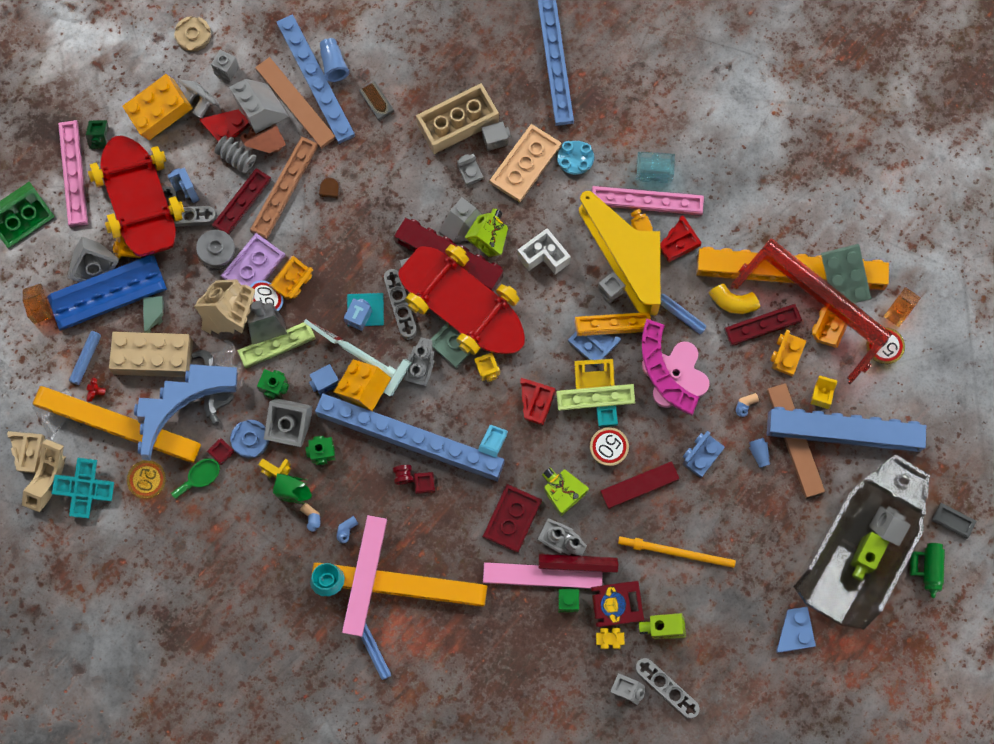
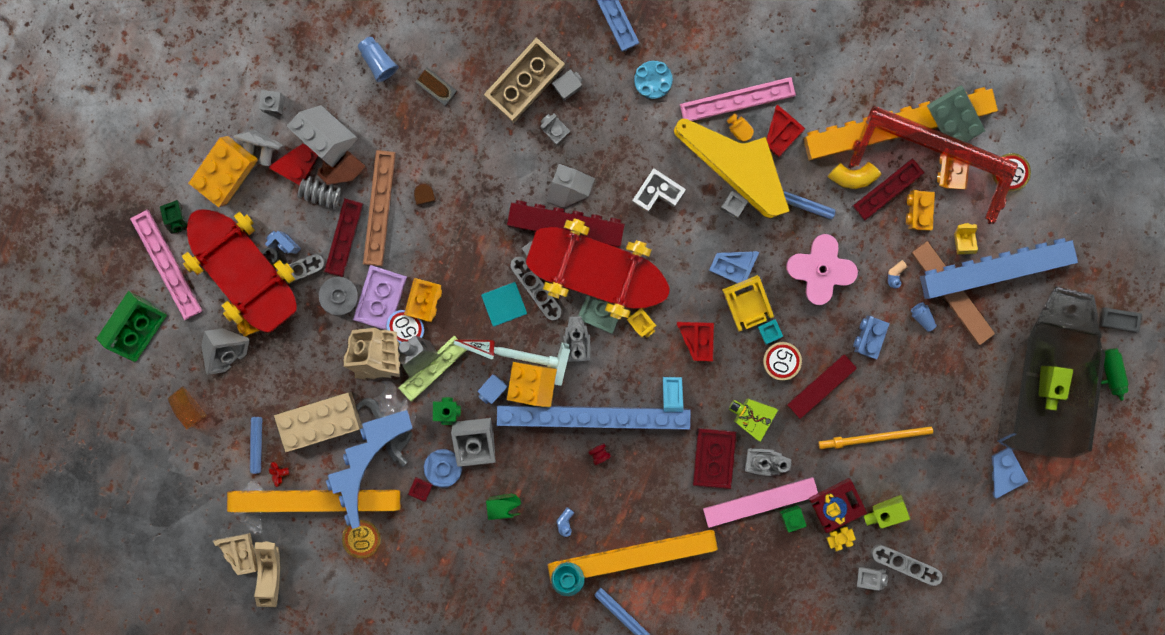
camera: 20 degrees left, 15 degrees up
(83, 487) = (307, 570): teal plate -> none
(106, 292) = (250, 374): blue plate -> none
(152, 312) = (302, 378): sand green slope -> none
(192, 33) = (224, 77): tan tile -> none
(199, 476) = (410, 519): green piece -> none
(270, 470) = (476, 492): yellow bracket -> none
(295, 103) = (356, 116): nougat tile -> none
(313, 517) = (531, 522): medium blue arm -> none
(315, 79) = (366, 83): medium blue plate -> none
(327, 451) = (520, 453): green brick -> none
(358, 314) = (500, 313): medium blue brick -> none
(364, 576) = (600, 563): bright pink tile -> none
(424, 482) = (621, 453): dark red tile -> none
(488, 233) = (597, 190): lime torso -> none
(525, 163) = (606, 102): light nougat plate -> none
(578, 563) = (789, 480): dark red tile -> none
(595, 397) = (754, 318): yellowish green tile -> none
(611, 324) = (747, 239): light orange tile -> none
(655, 167) = (734, 64): clear light blue brick -> none
(659, 373) = (806, 274): dark pink tile -> none
(890, 525) = (1068, 352): light grey brick -> none
(902, 307) = (1016, 126): clear orange slope -> none

